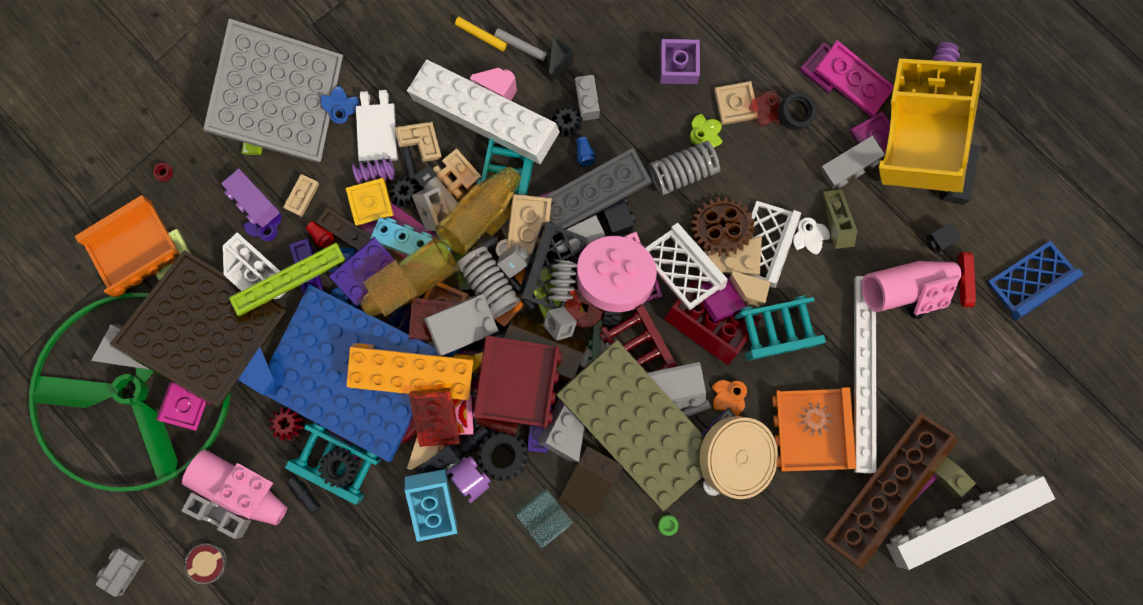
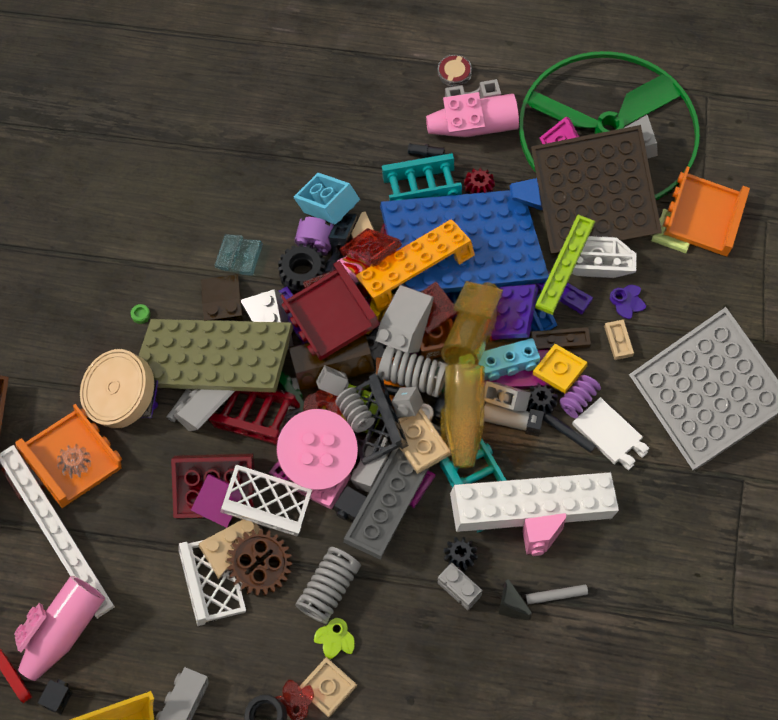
camera: 145 degrees right, 15 degrees down
(119, 571) = (505, 27): light grey brick -> none
(159, 168) = (740, 277): dark red plate -> none
(249, 198) = (653, 306): medium lavender brick -> none
(321, 236) = (575, 320): red cone -> none
(330, 475) = (413, 167): black tyre -> none
(339, 102) = (658, 430): blue plate -> none
(421, 135) = (567, 454): tan tile -> none
(461, 169) = (514, 451): tan plate -> none
(481, 34) = (598, 577): yellow piece -> none
(585, 154) = (424, 540): blue cone -> none
(679, 61) = (404, 679): medium lavender brick -> none
(727, 397) = (156, 436): orange plate -> none
(751, 289) = (196, 526): tan slope -> none
(775, 346) = (131, 508): teal fence -> none
(810, 239) = (174, 614): white plate -> none
(839, 218) = (162, 646): olive slope -> none

